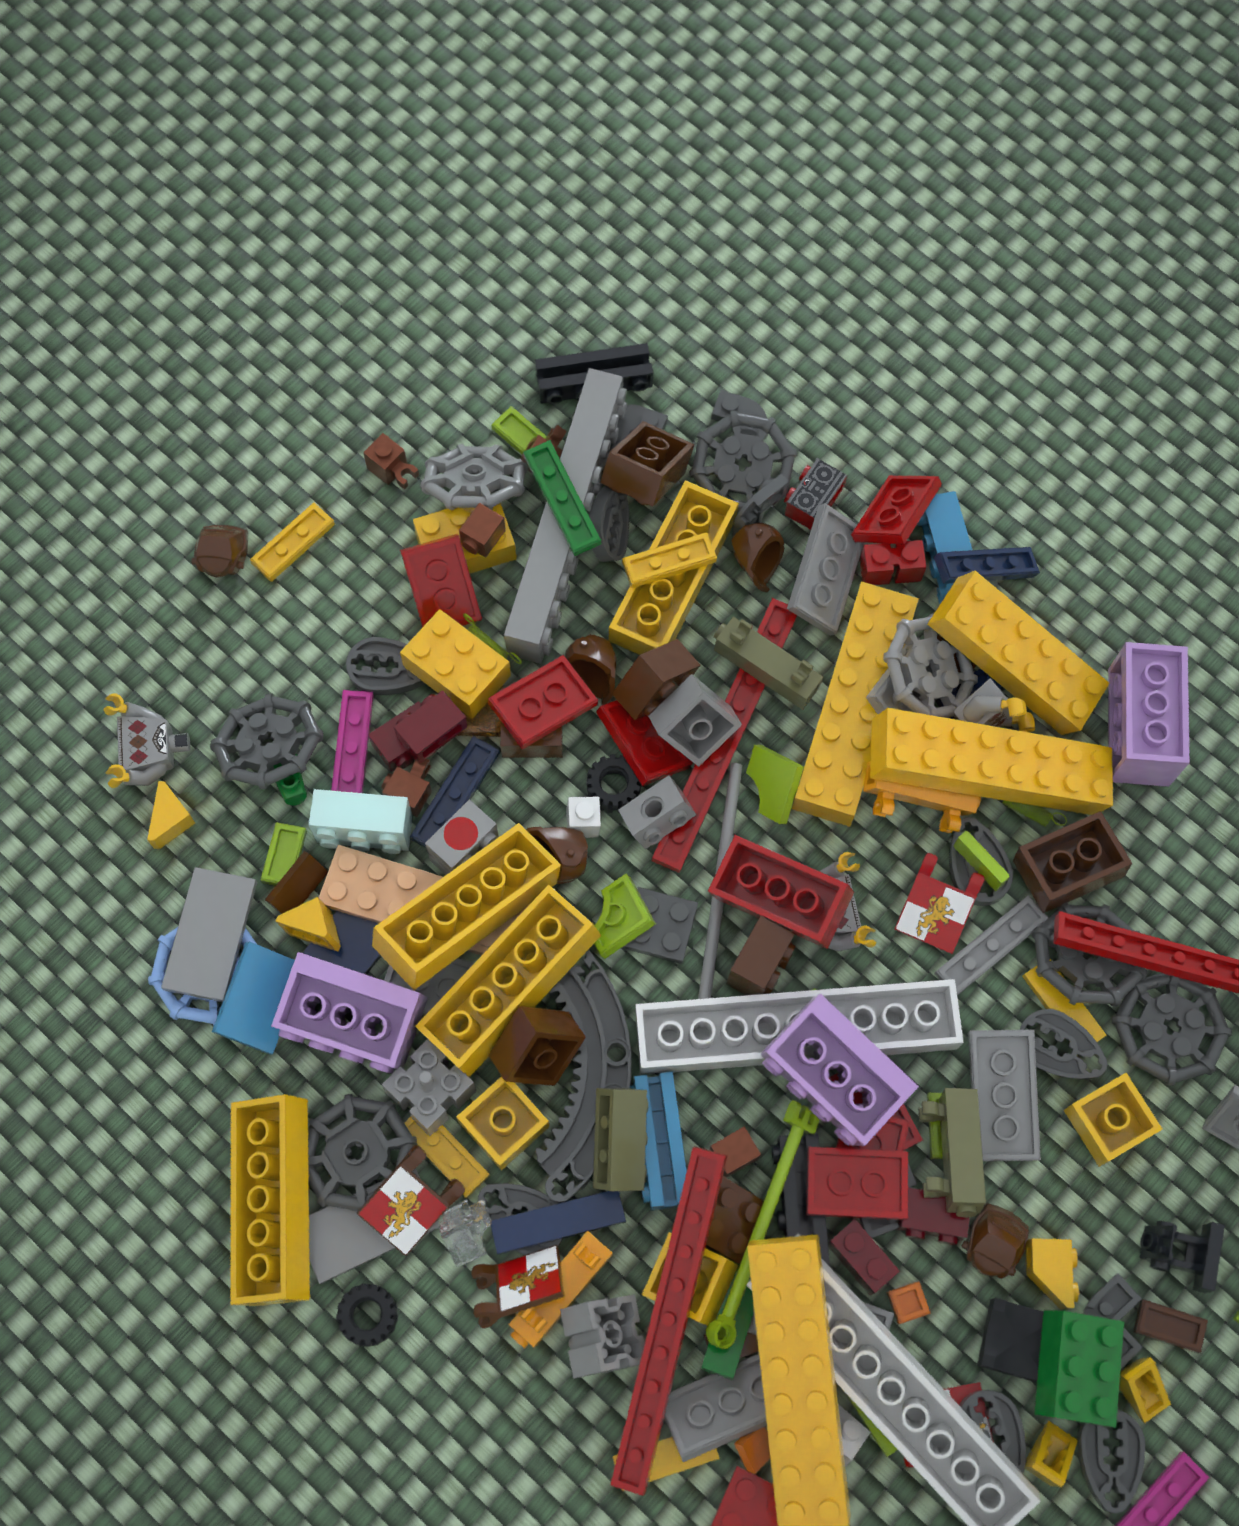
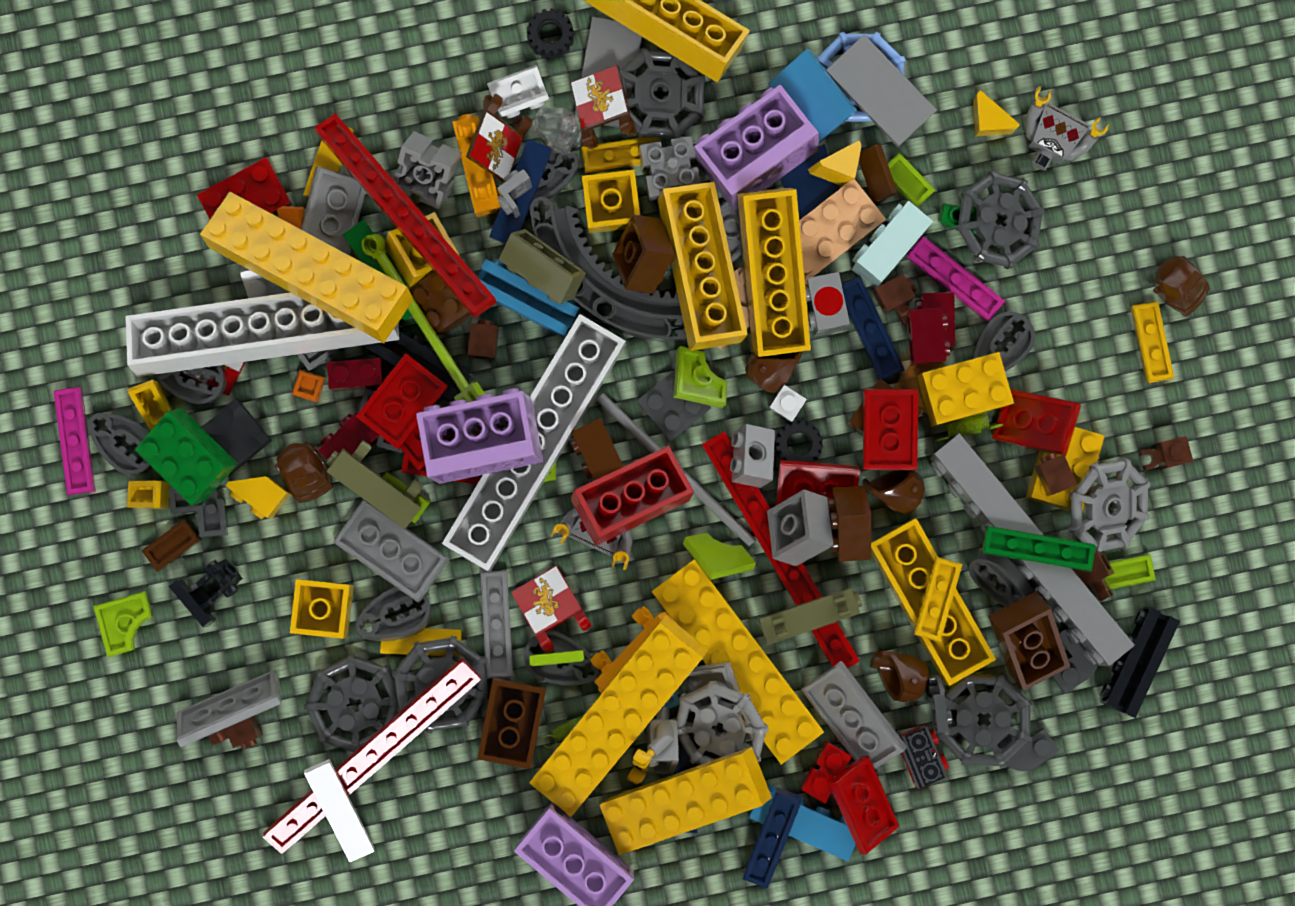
camera: 125 degrees right, 15 degrees up
(451, 1302) = (519, 91): none -> white bracket
(560, 1222) = (515, 185): none -> light grey bracket

